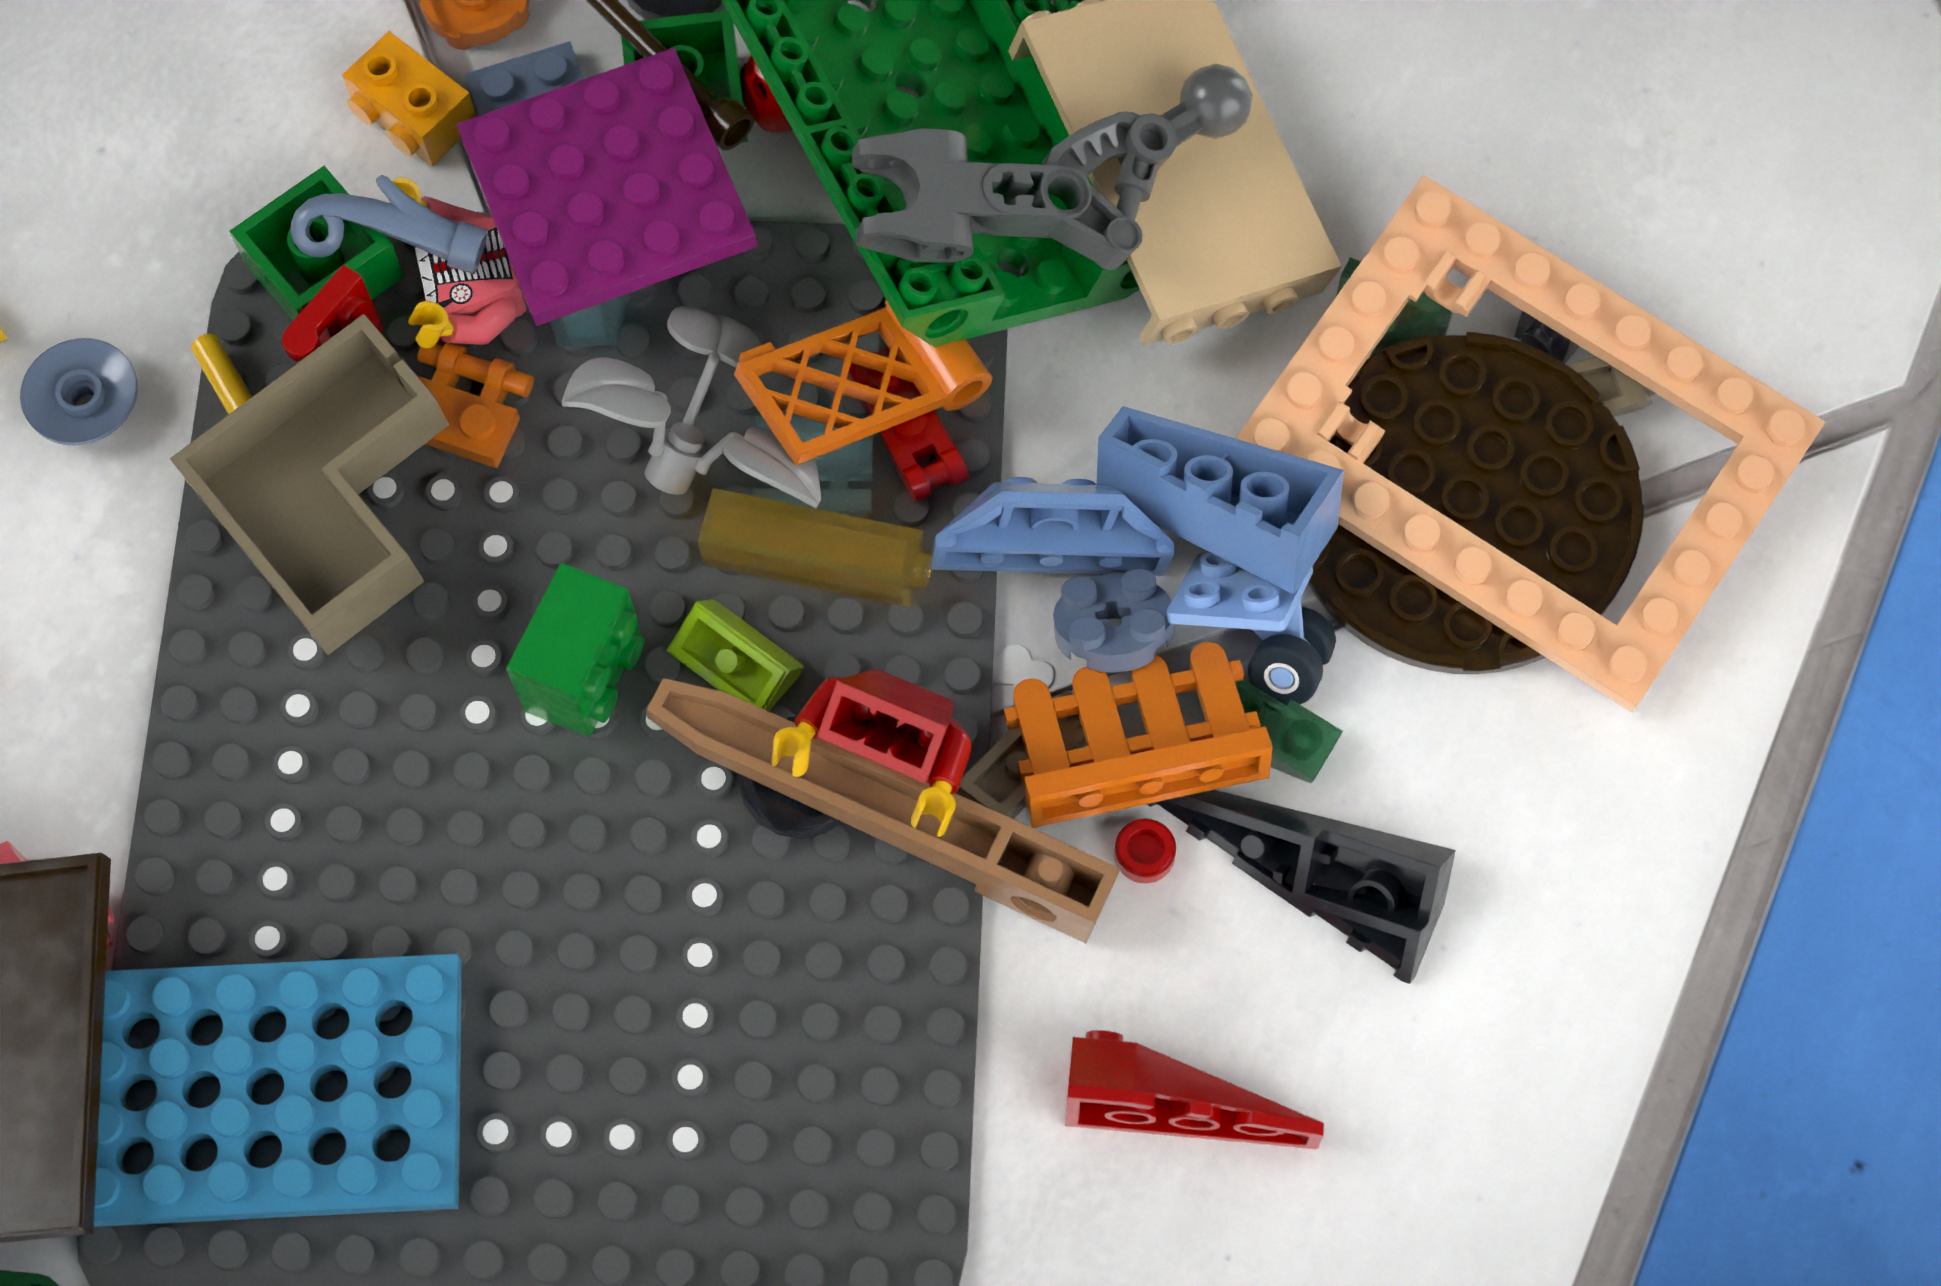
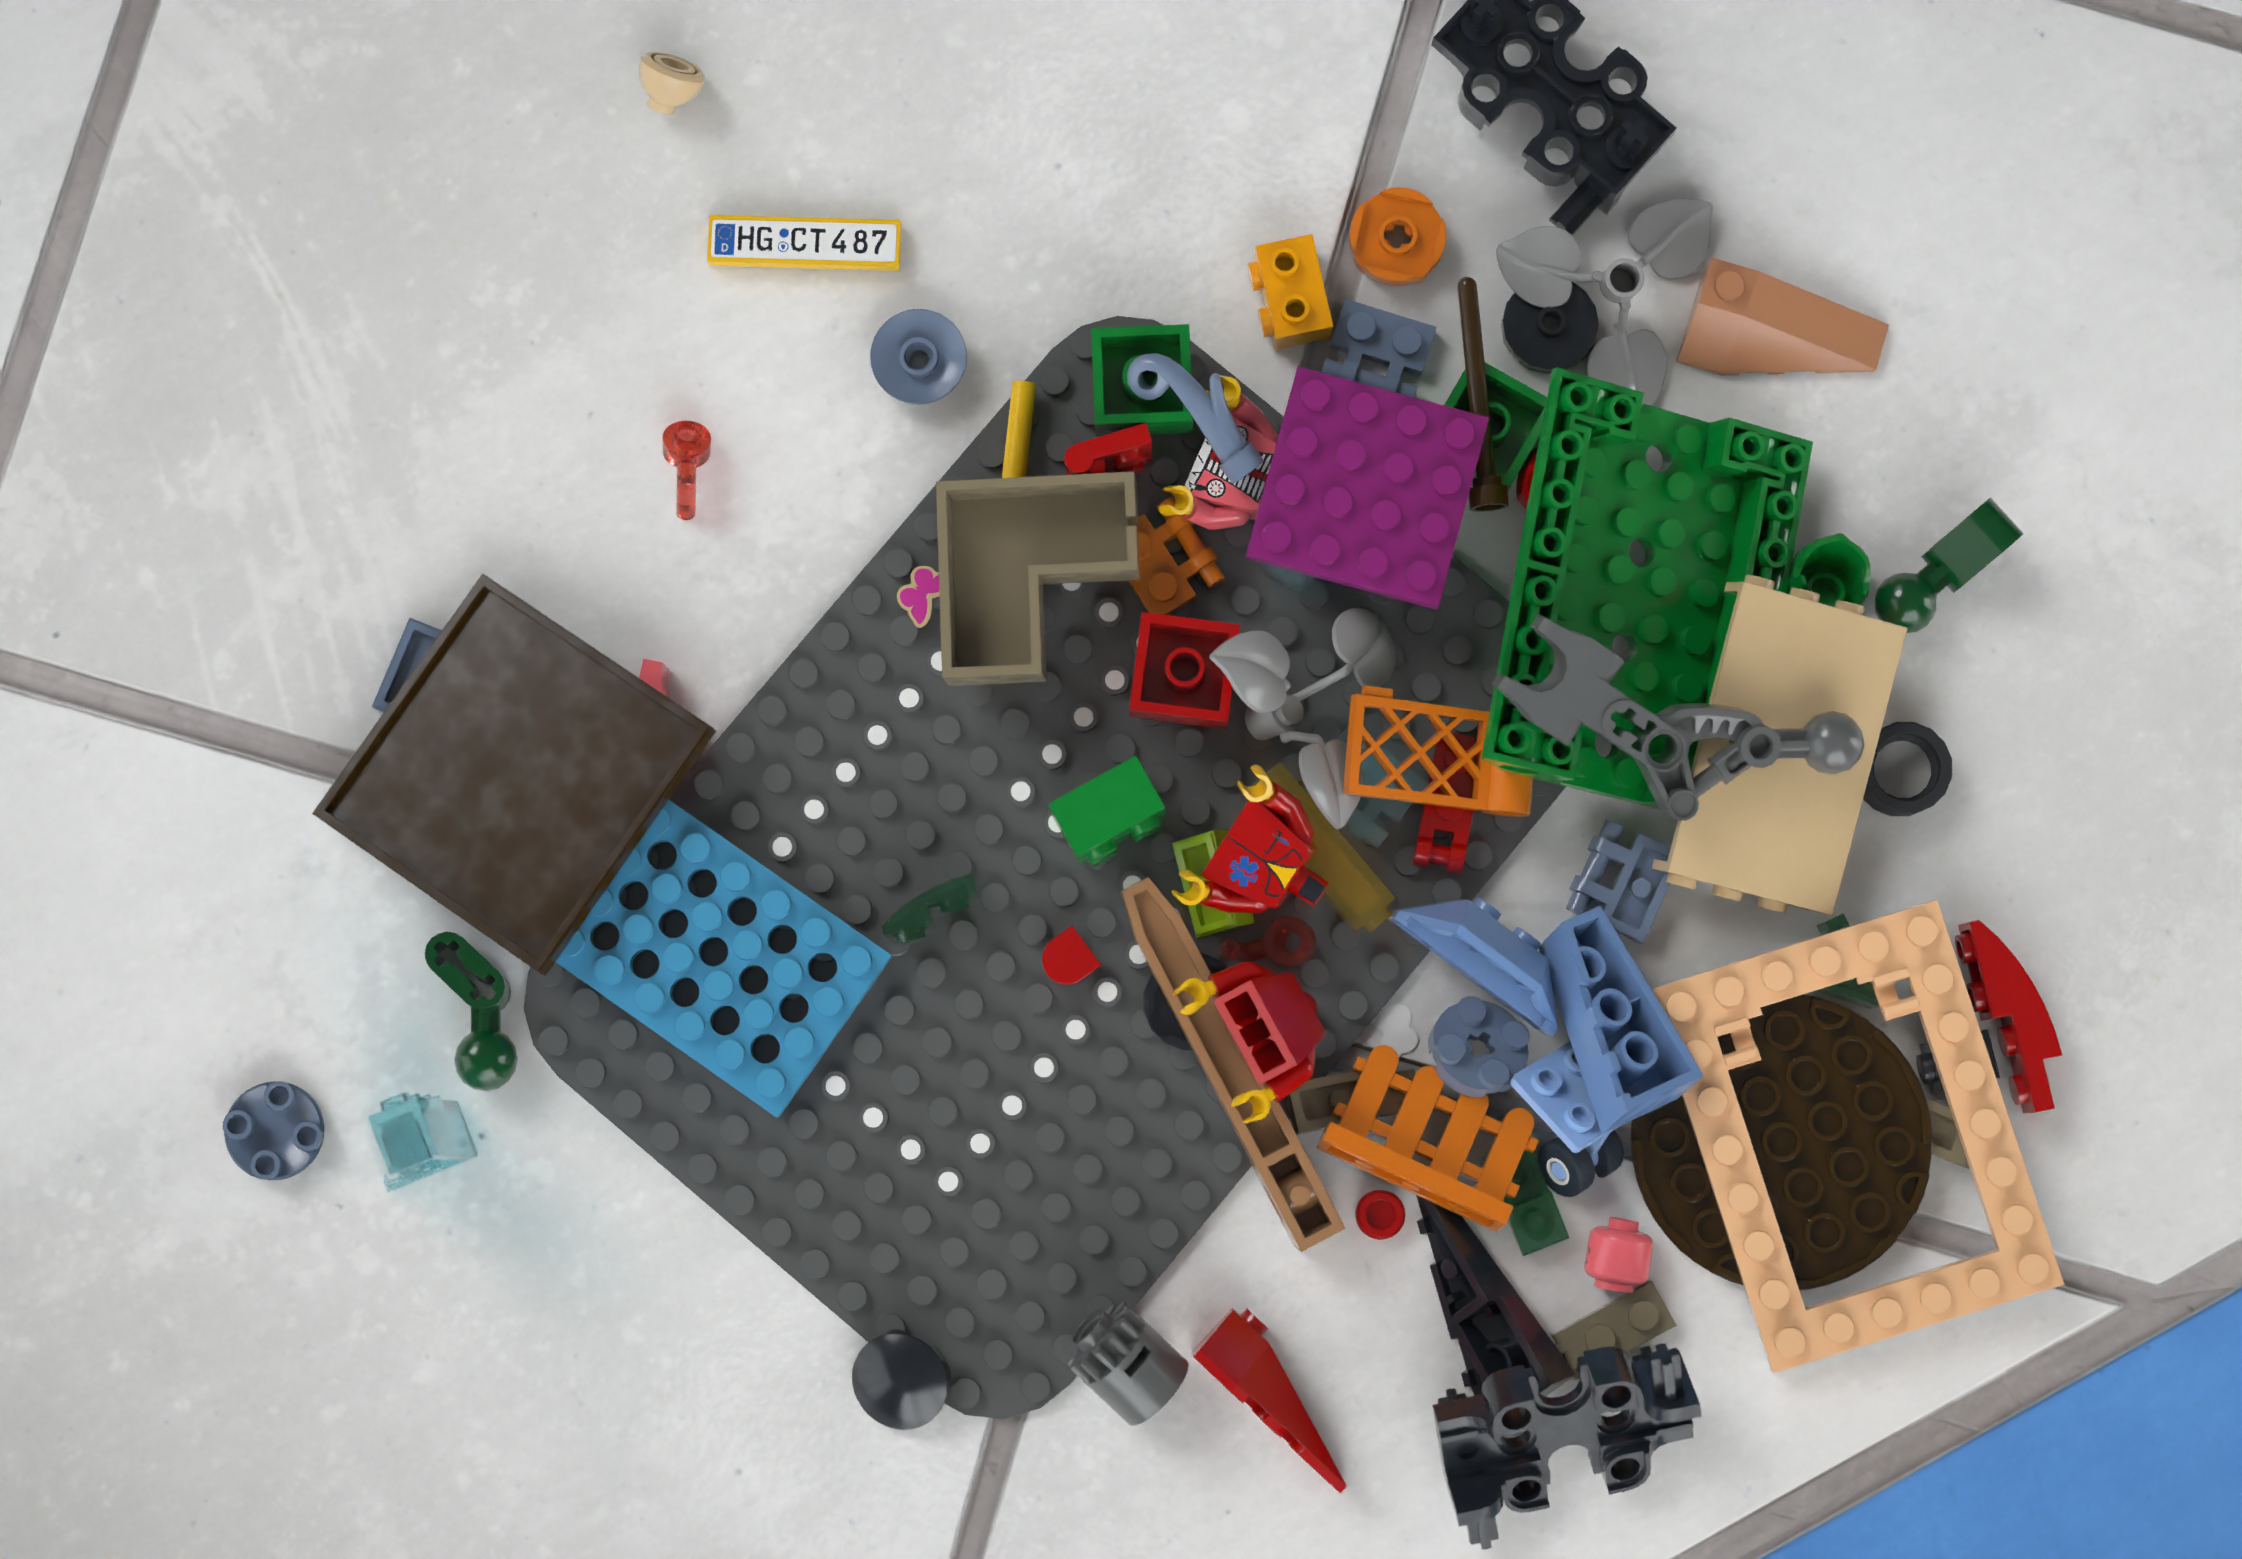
camera: 40 degrees right, 15 degrees up
(237, 600) = (918, 594): none -> dark pink sticker
(455, 896) = (916, 916): none -> clear green slope
(555, 477) = (1174, 671): none -> red brick
(645, 829) = (1068, 958): none -> red tile
(758, 574) = (1260, 856): none -> red torso
(834, 655) = (1274, 944): none -> clear red plate
(1005, 1170) = (1126, 1363): none -> dark grey gear
(1144, 376) = (1637, 889): none -> sand blue plate
(1322, 81) = (1940, 770): none -> black tyre
(1402, 713) = (1618, 1255): none -> coral head
(1450, 1000) = (1490, 1468): none -> black gear
(1457, 786) = (1620, 1324): none -> dark tan hinge
(1581, 236) = (2006, 992): none -> red slope

